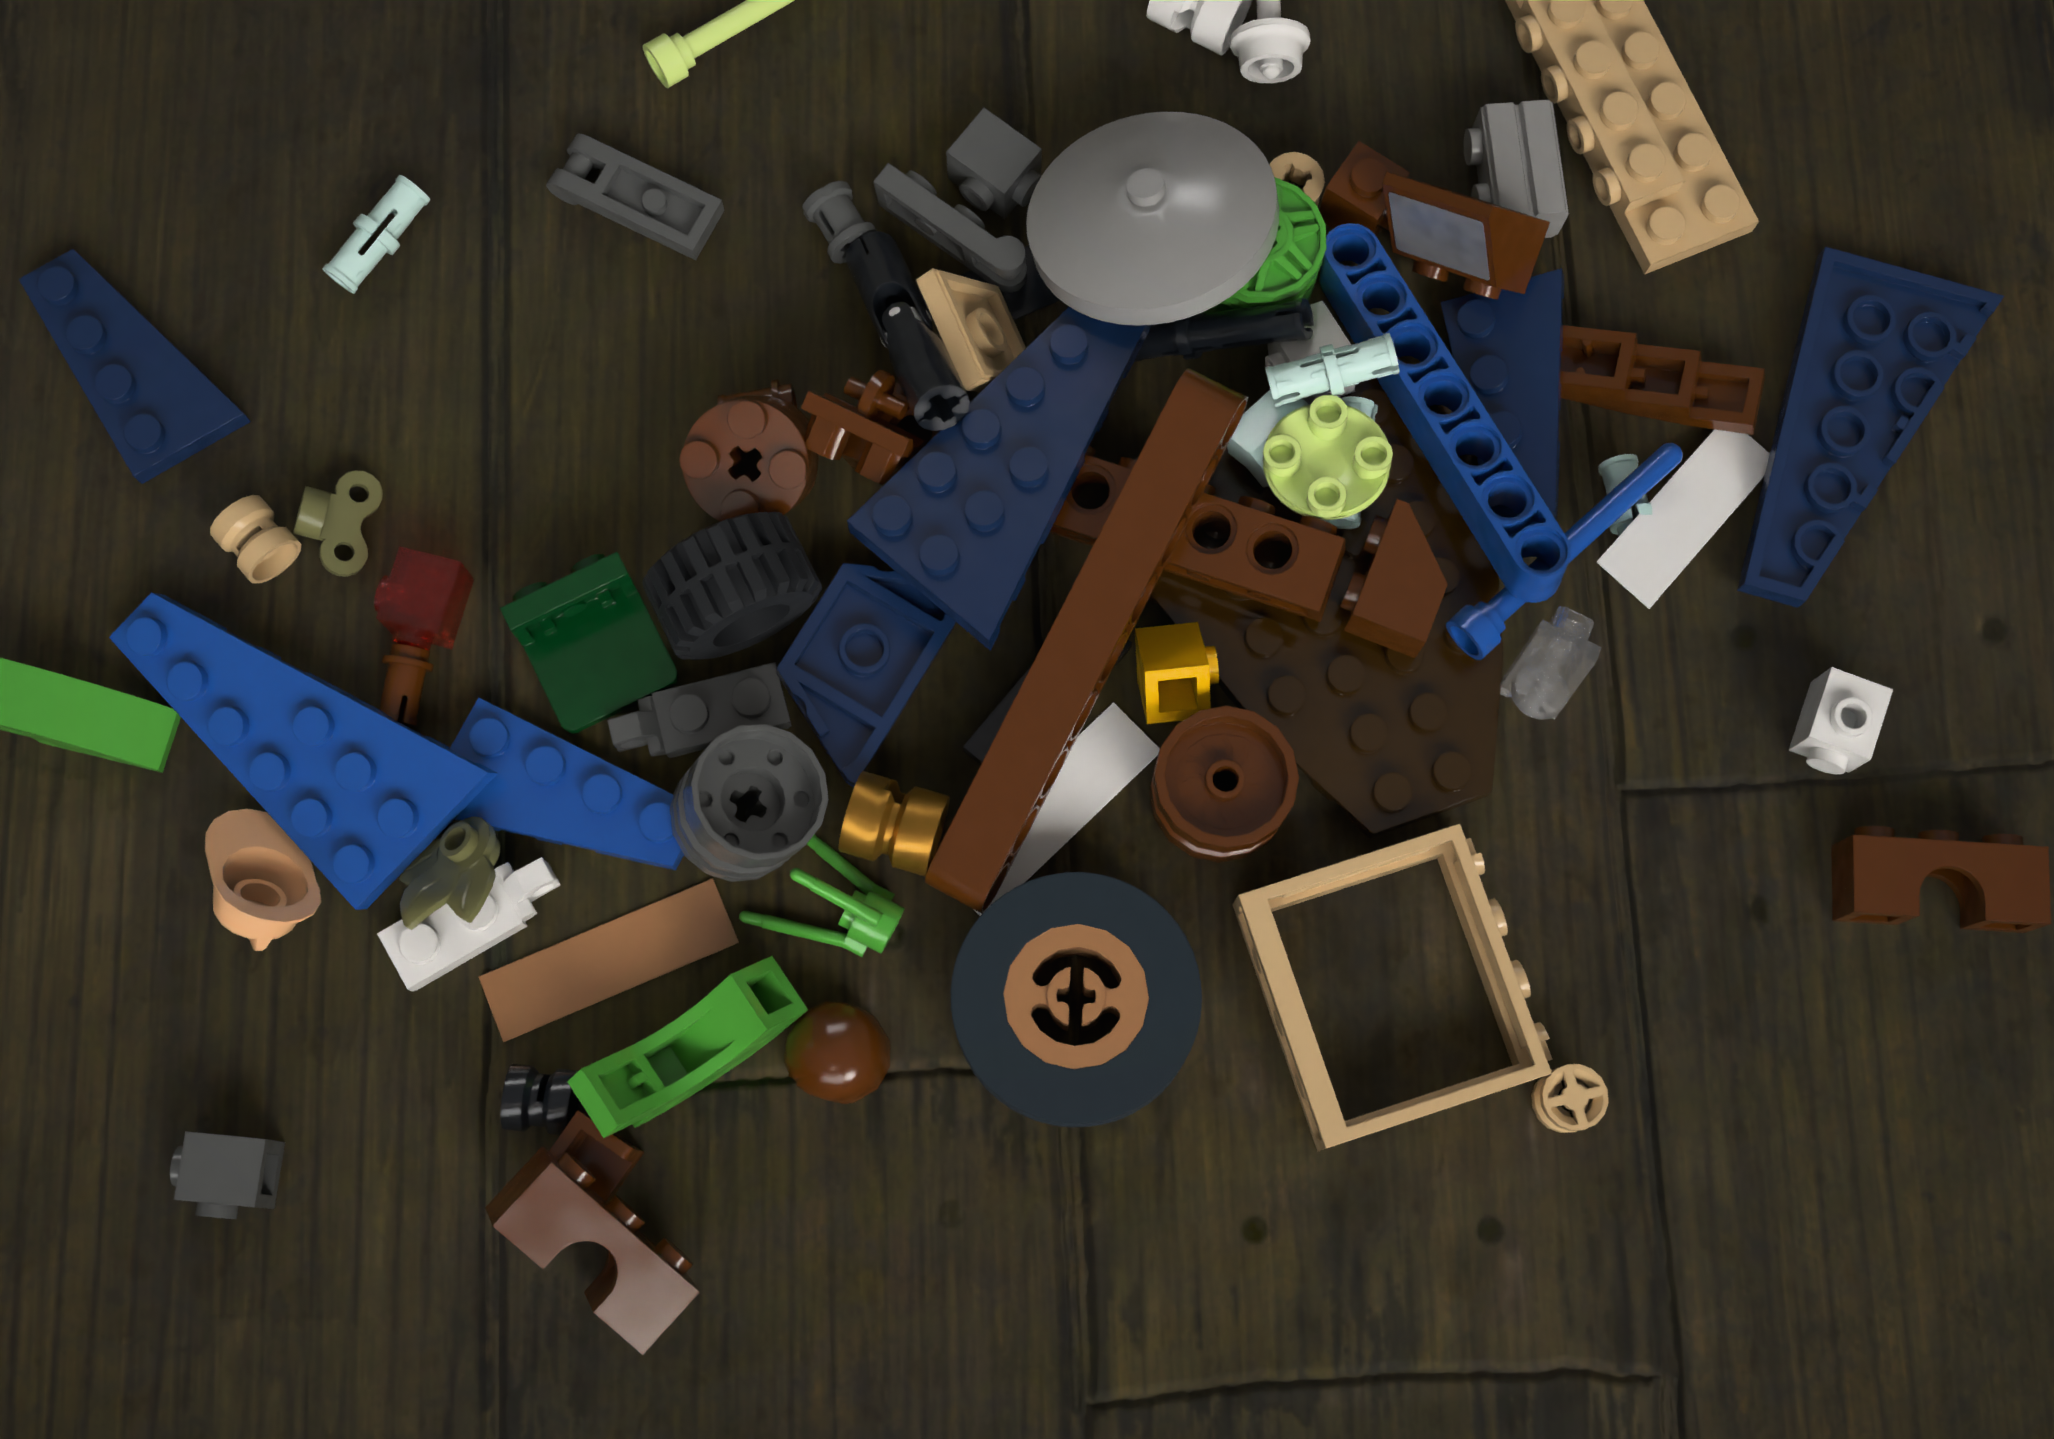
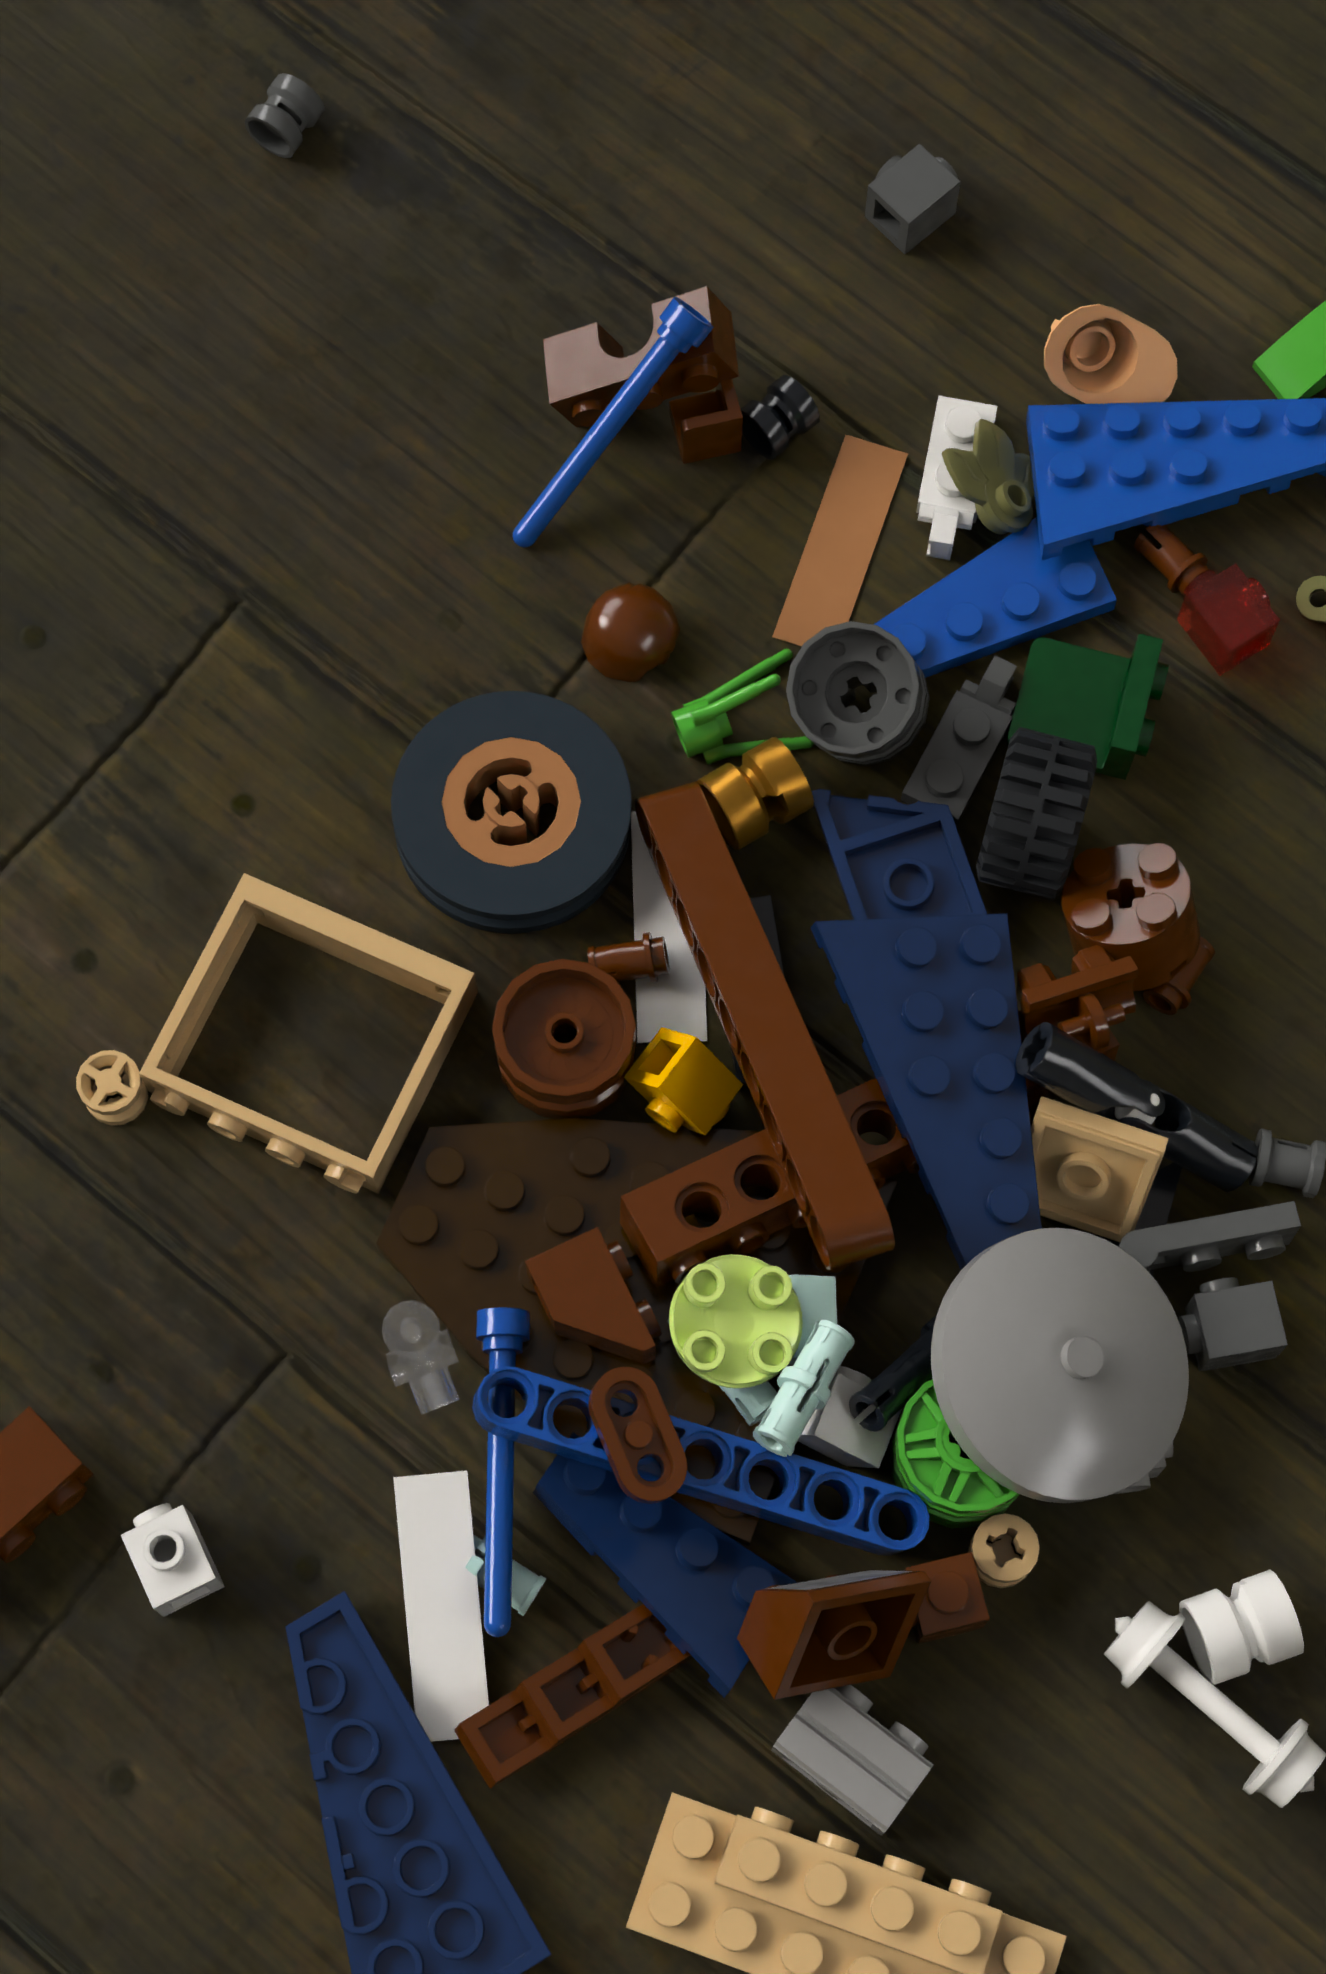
camera: 135 degrees right, 5 degrees down
(554, 1206) = (679, 331): none -> blue piece
(690, 1051) = (720, 520): bright green arch -> none
(1111, 804) = (632, 959): none -> reddish brown pin
(1481, 440) = (640, 1435): none -> reddish brown plate

